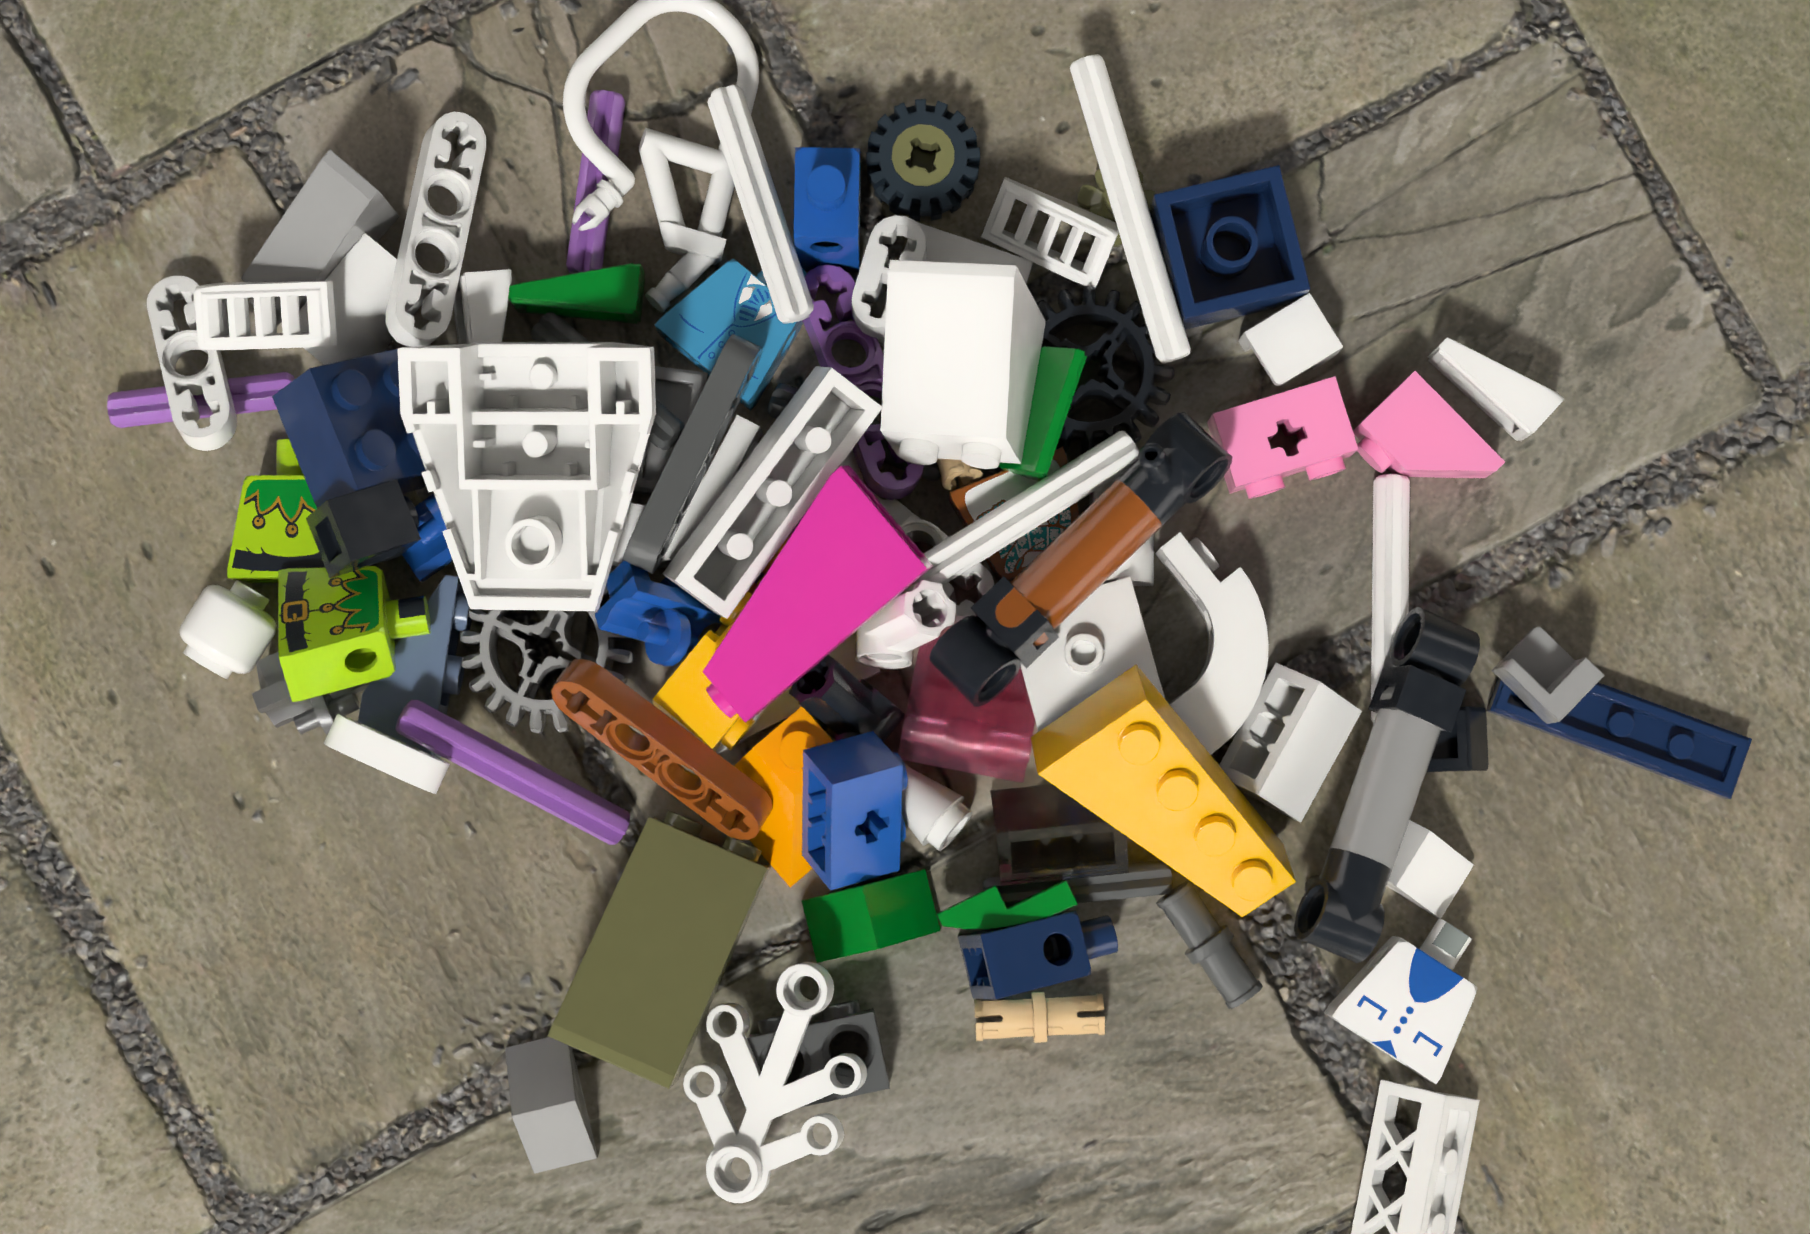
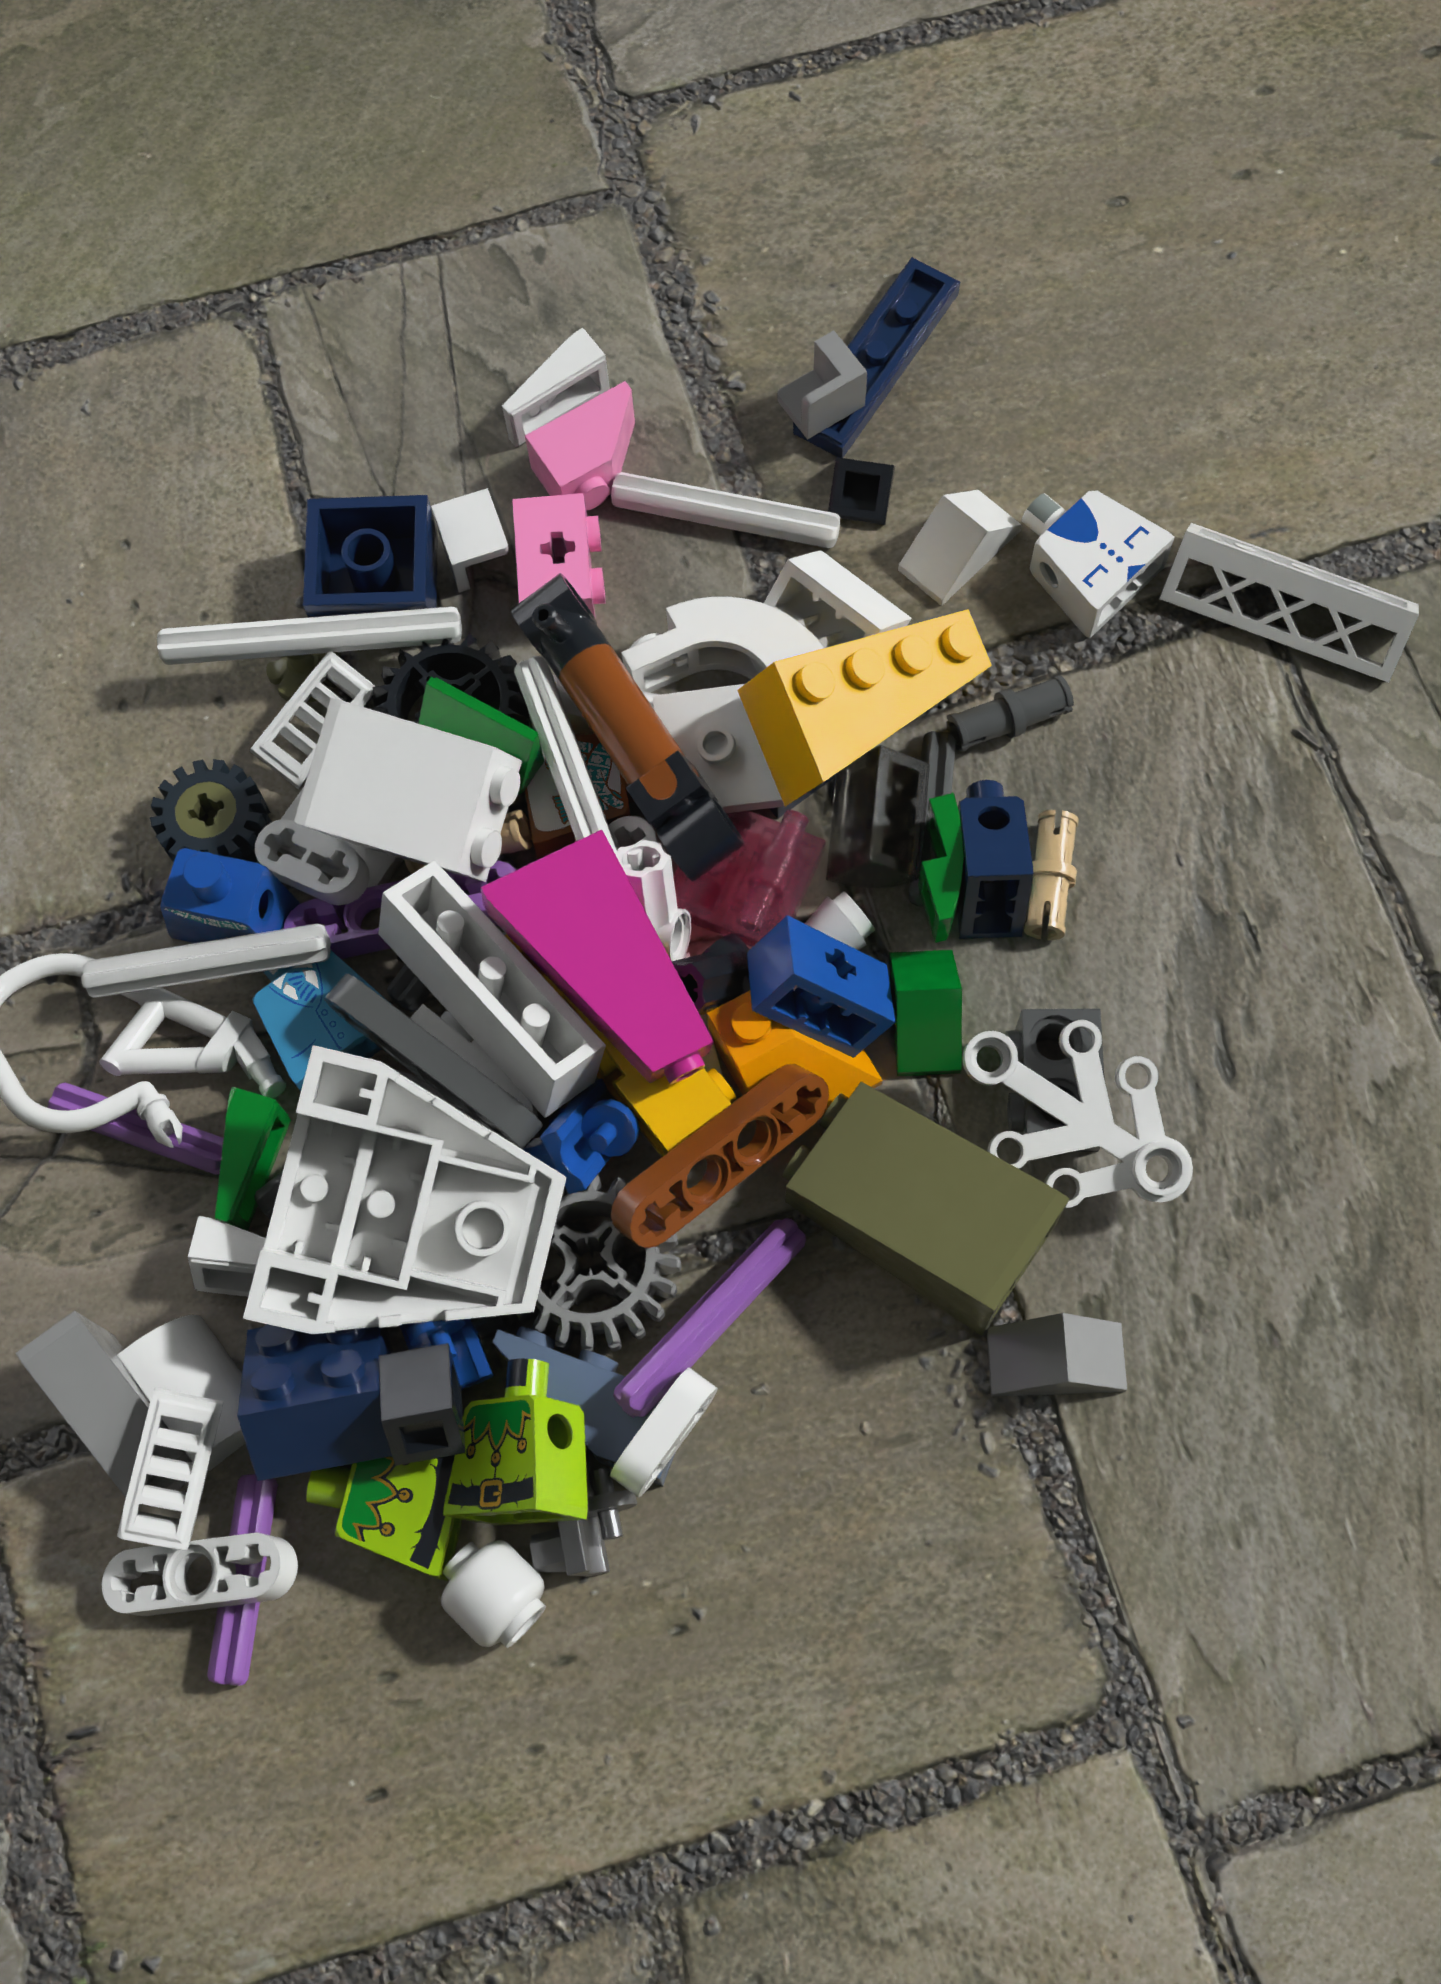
camera: 75 degrees left, 15 degrees down
(430, 227) = (143, 1275): white beam -> none
(1412, 709) = (829, 492): black piece -> none

